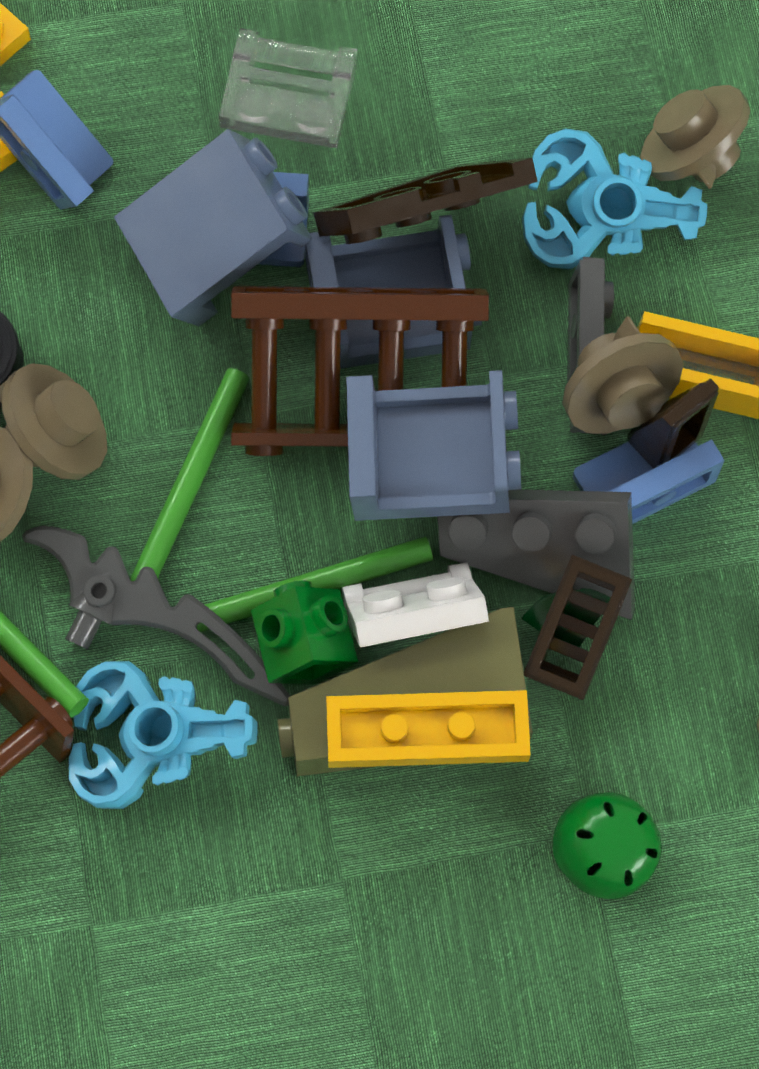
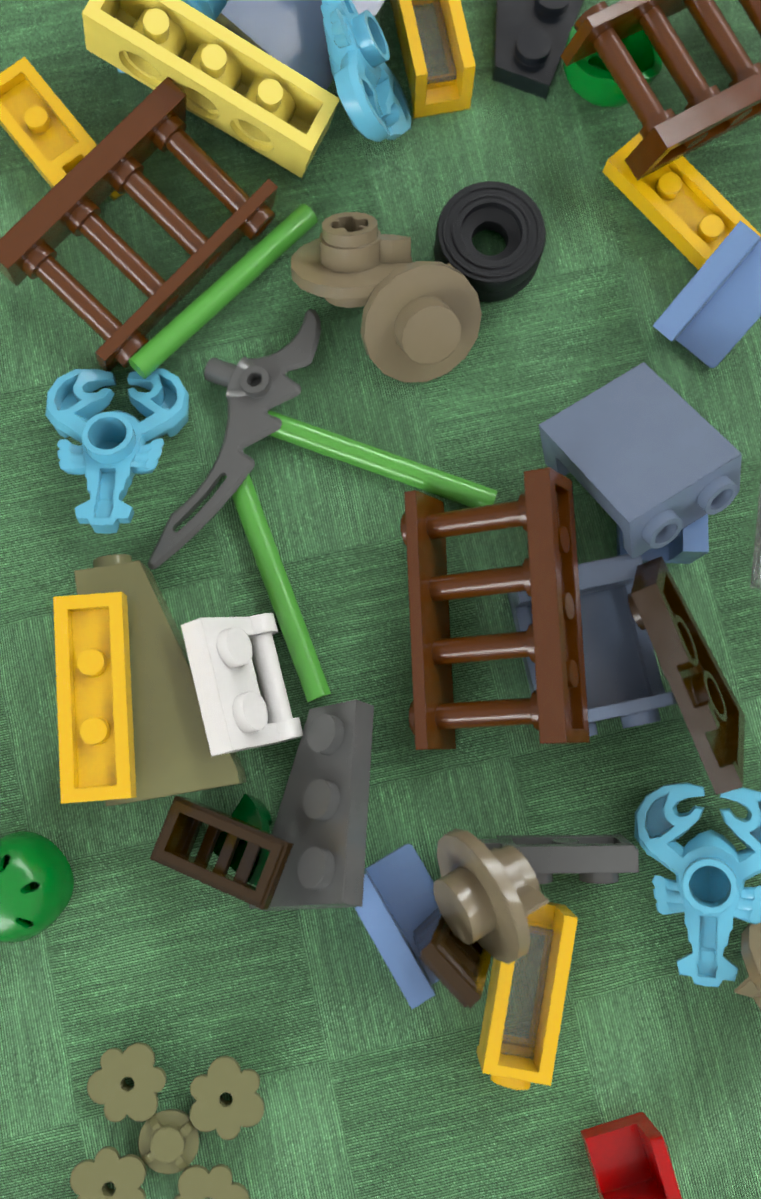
camera: 85 degrees right, 10 degrees up
(303, 634) = (213, 573): green brick -> none
(430, 450) = (399, 688): sand blue panel -> none

